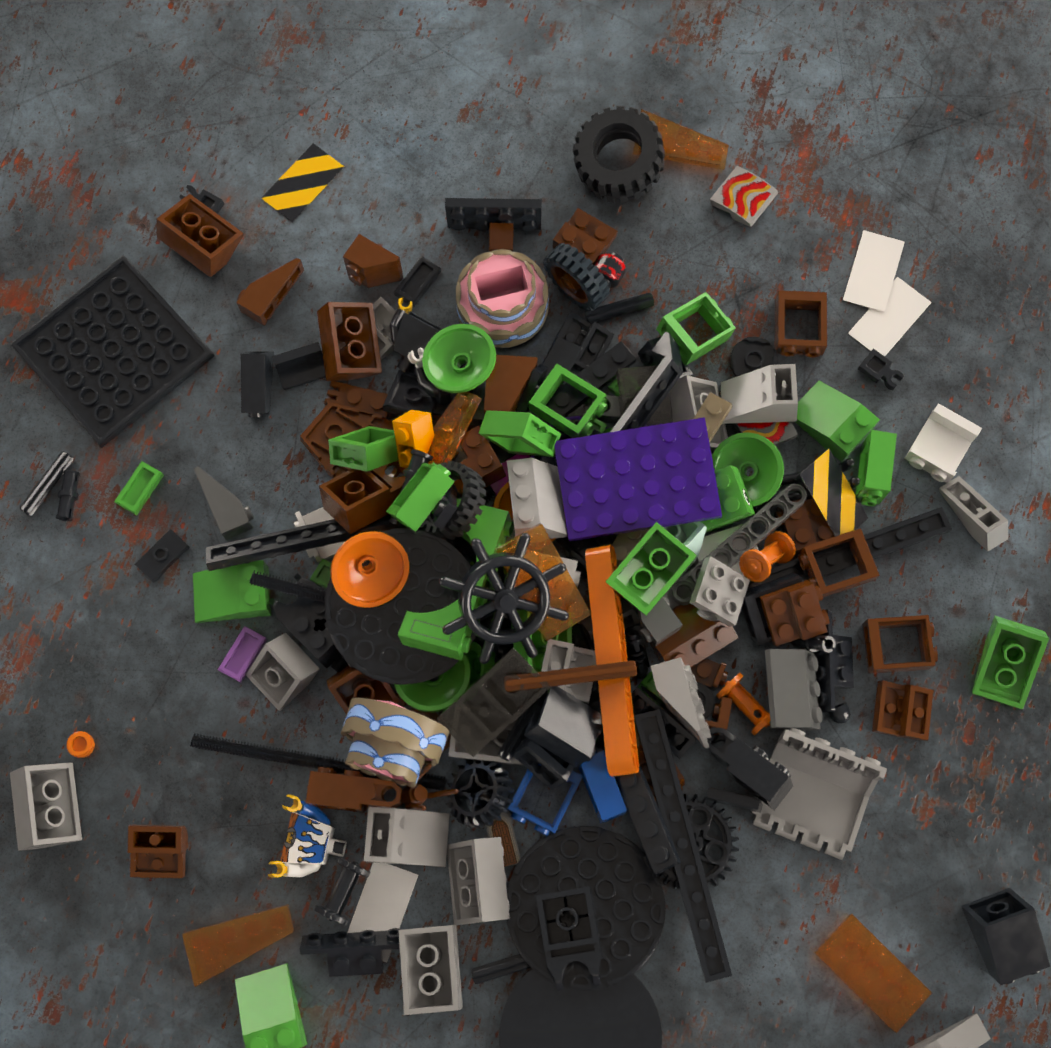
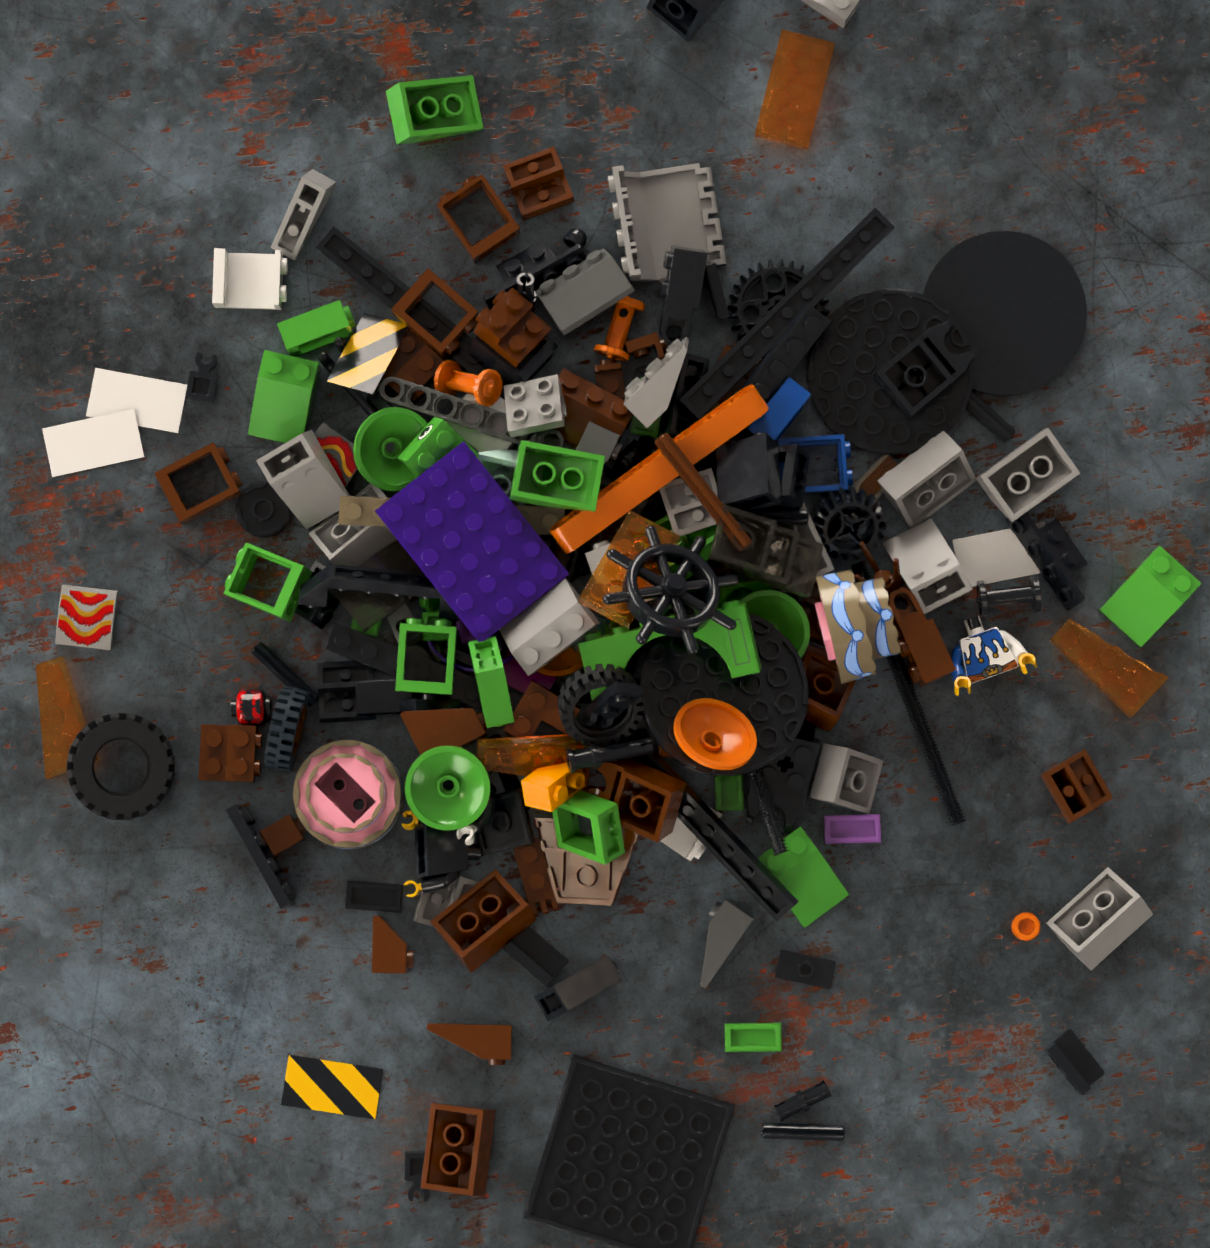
camera: 120 degrees left, 10 degrees up
(421, 495) = (617, 729): bright green window -> none

